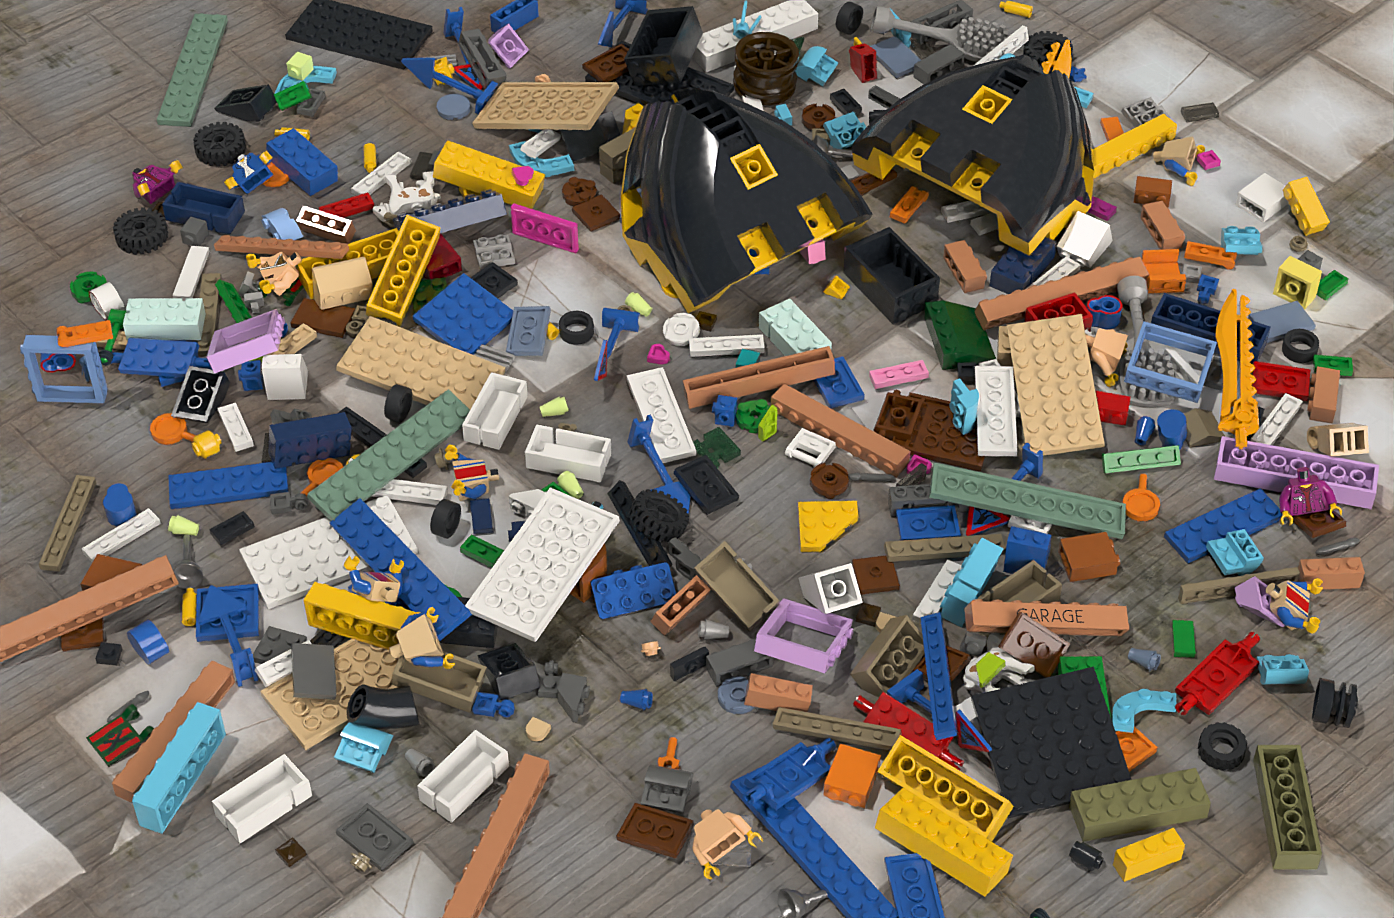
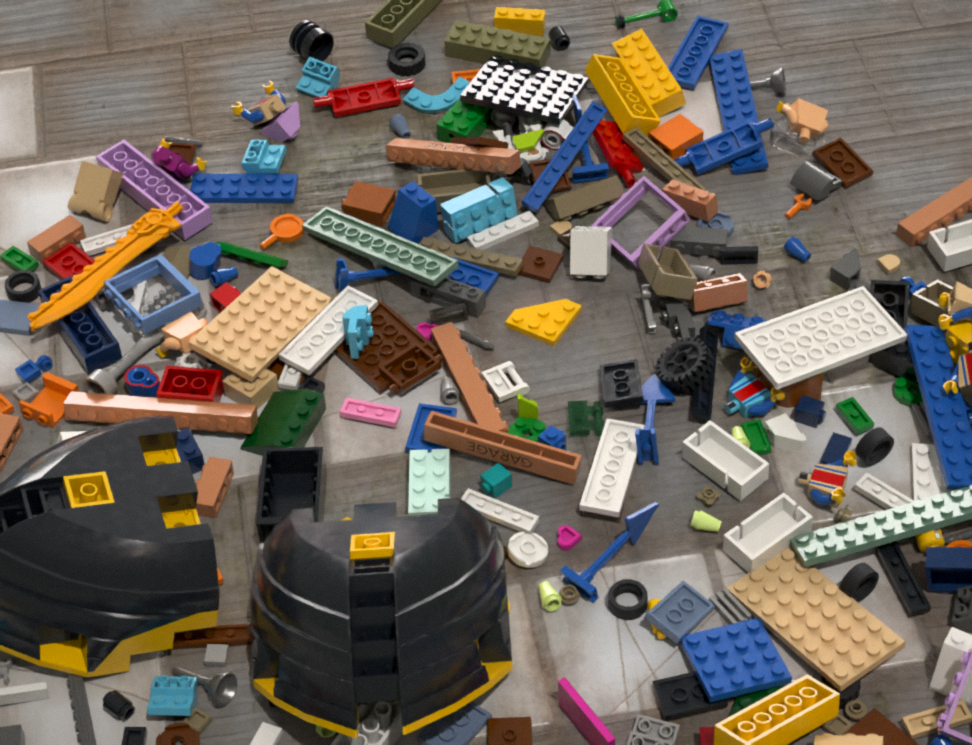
camera: 145 degrees left, 0 degrees up
(829, 488) = (512, 339): reddish brown plate -> none
(1183, 638) = (358, 130): green tile -> none
(1226, 587) = (292, 142): dark tan plate -> none
(1334, 572) = (214, 120): nougat brick -> none

